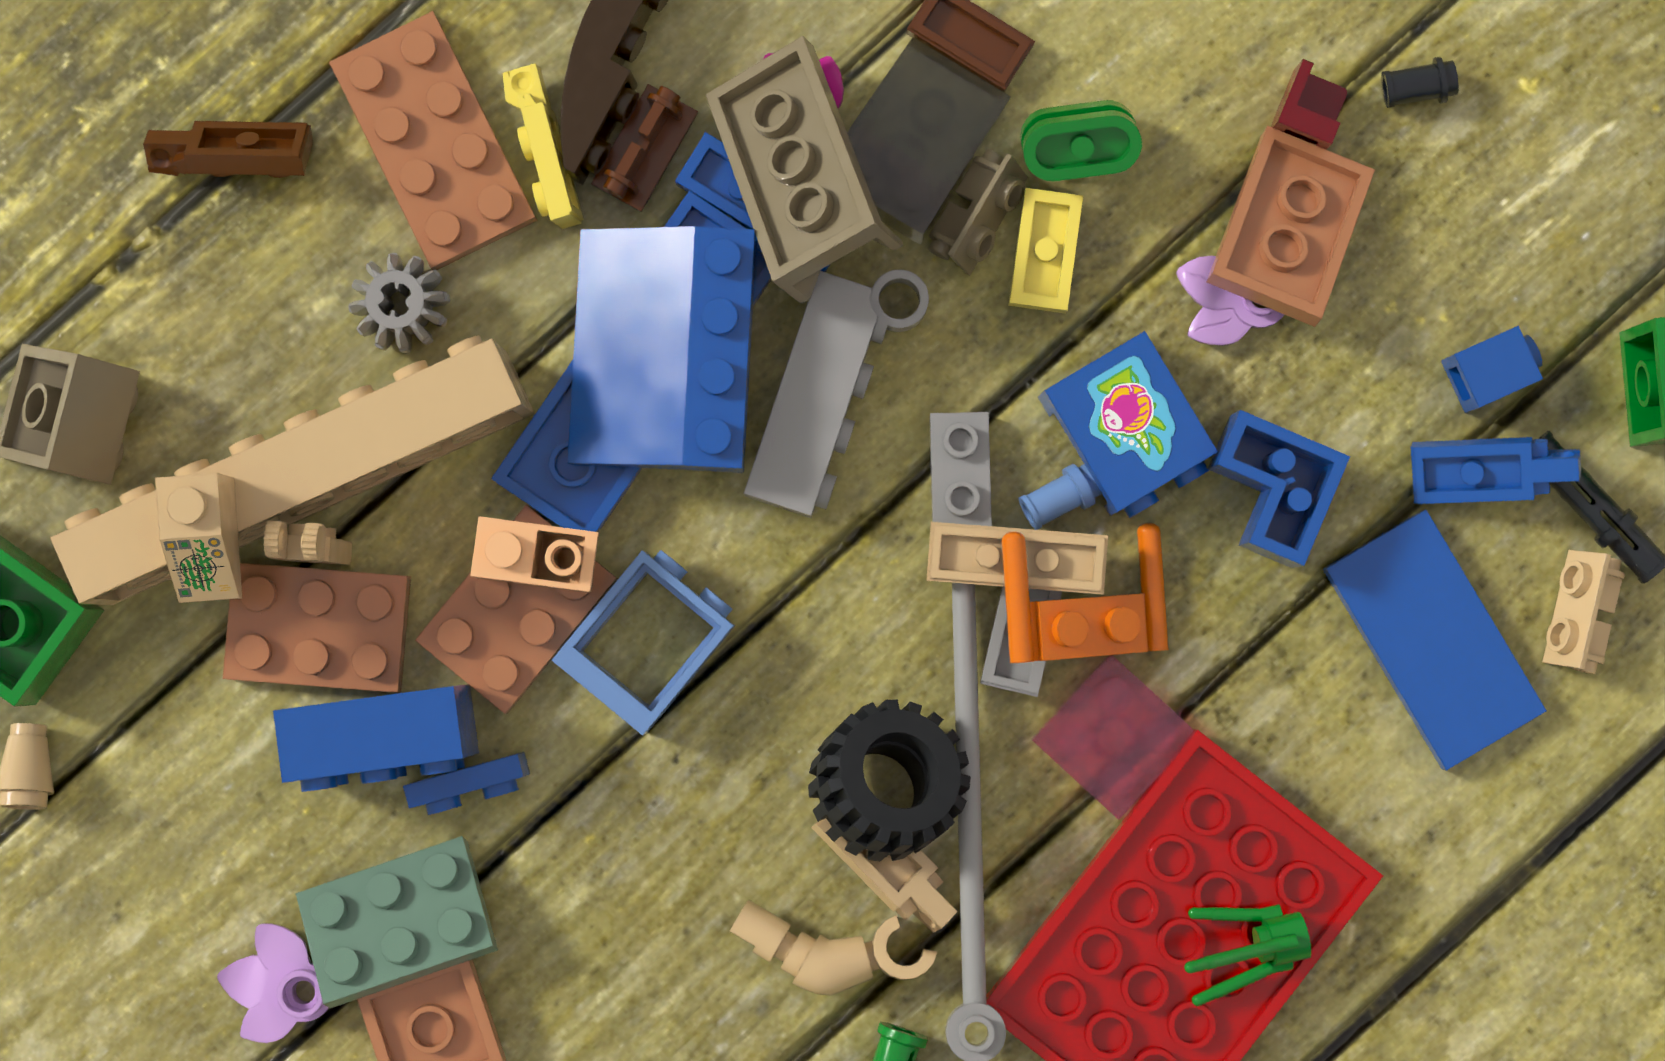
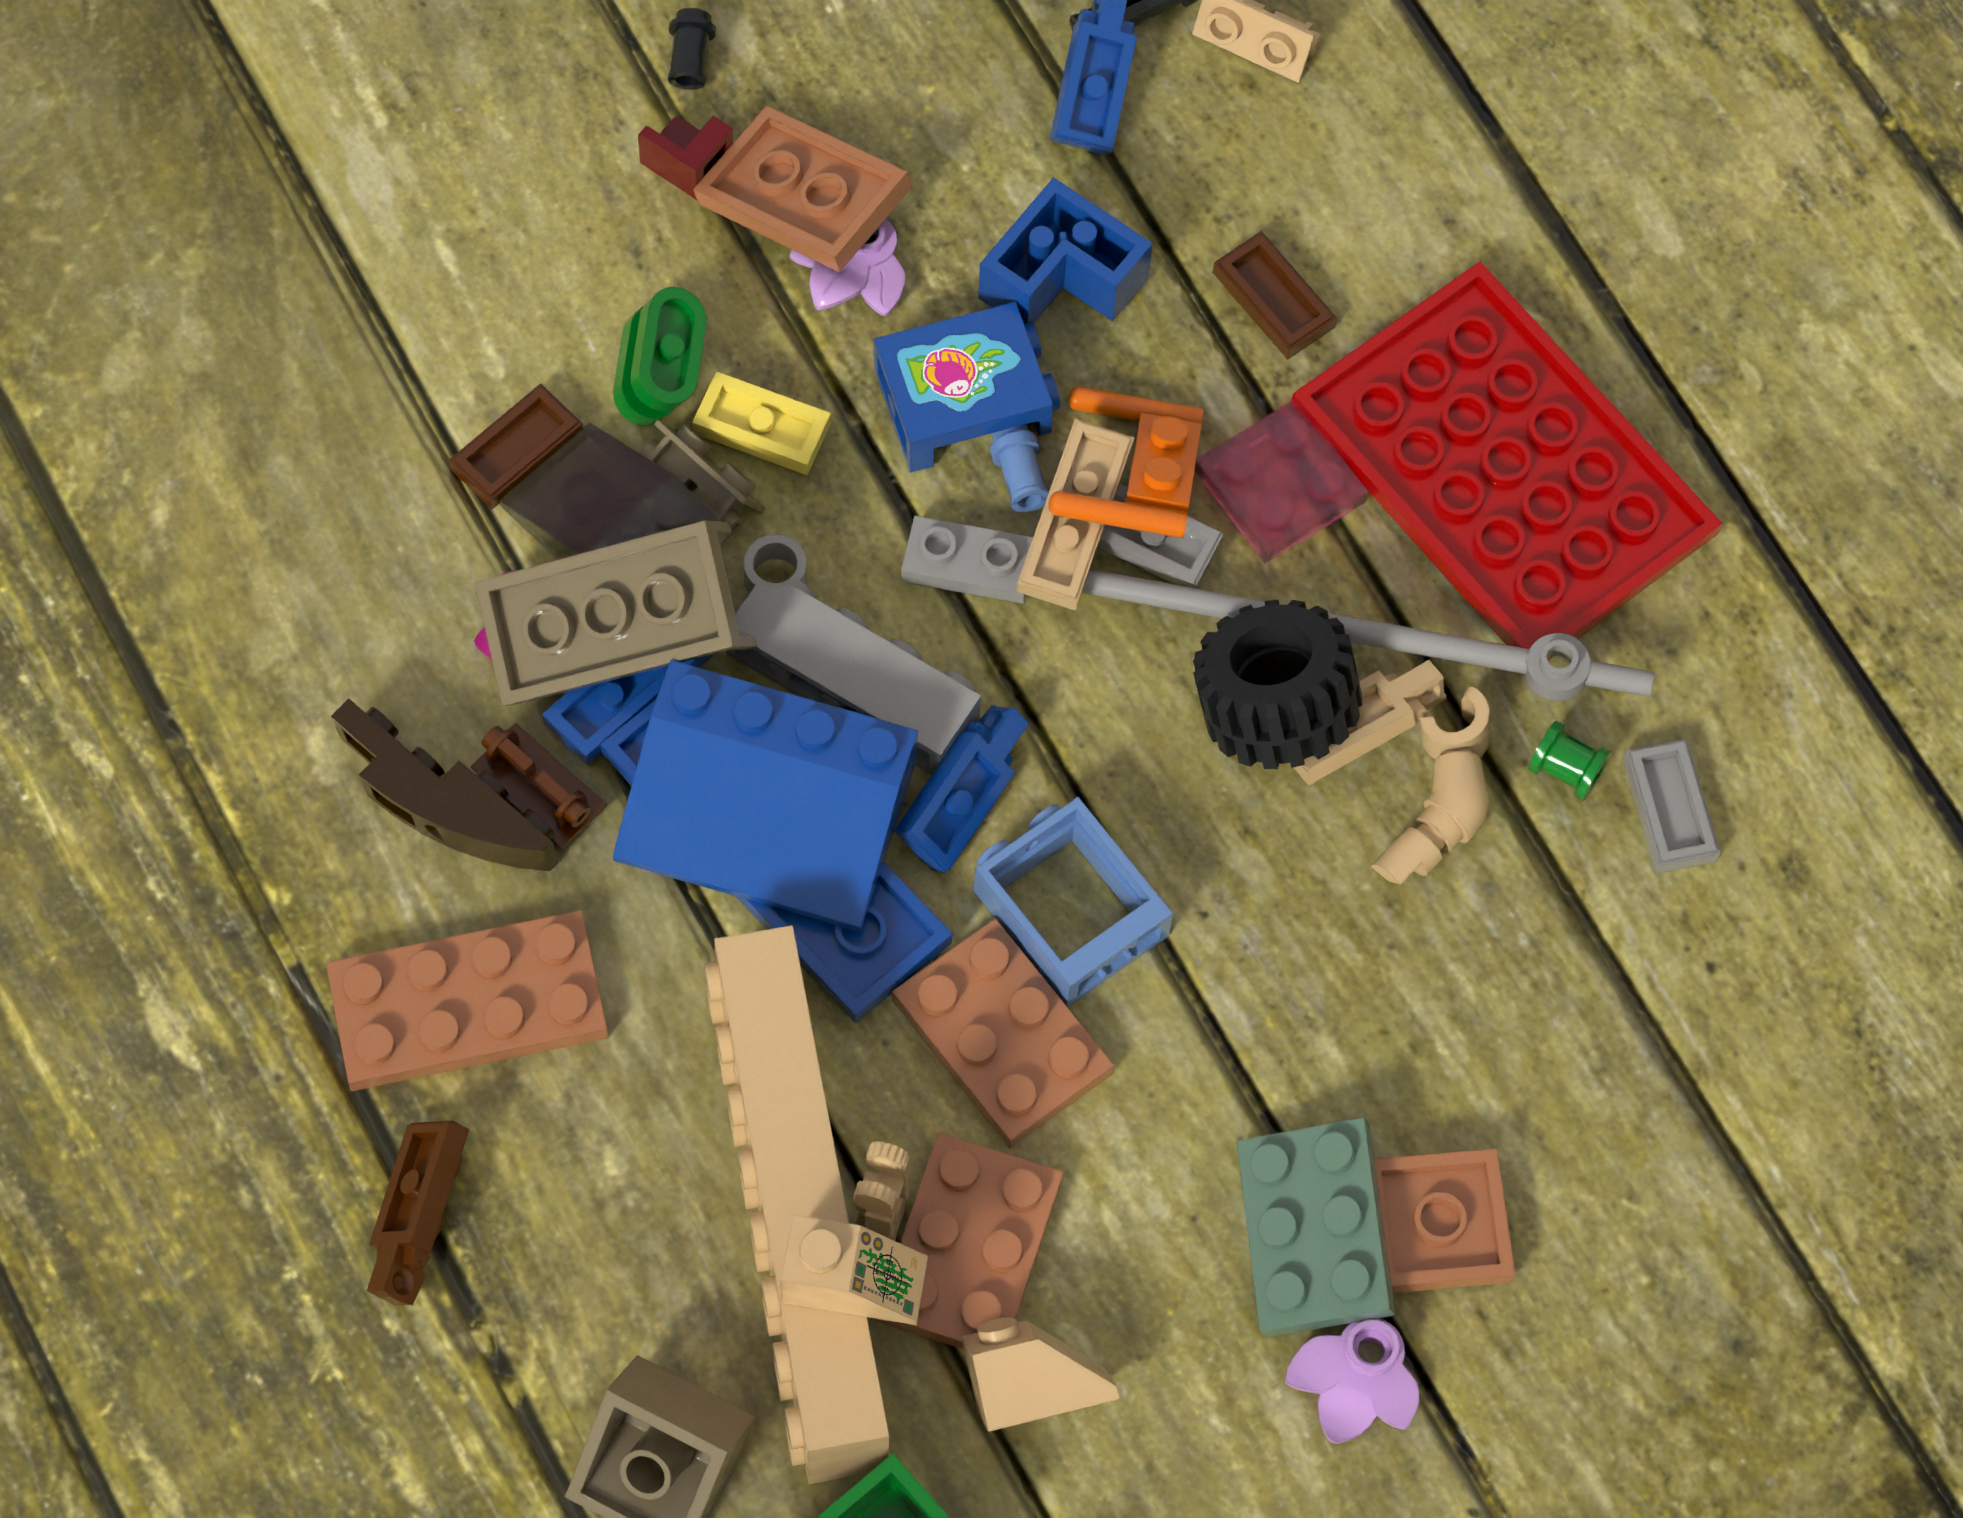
camera: 80 degrees left, 20 degrees down
(202, 711) = (1029, 1374): none -> tan slope
(376, 737) = (1110, 1183): blue brick -> none
(378, 303) = (654, 1051): light grey gear -> none
(444, 790) = (1182, 1145): blue plate -> none
(534, 554) = (953, 969): light nougat slope -> none
(541, 142) = (505, 879): light yellow hinge -> none
(732, 520) = (962, 788): none -> blue hinge
(1277, 943) = (1525, 365): green plant -> none
(1305, 689) = (1274, 295): none -> reddish brown tile
(1434, 640) = (1252, 168): blue tile -> none
(1493, 368) = (996, 50): blue brick -> none

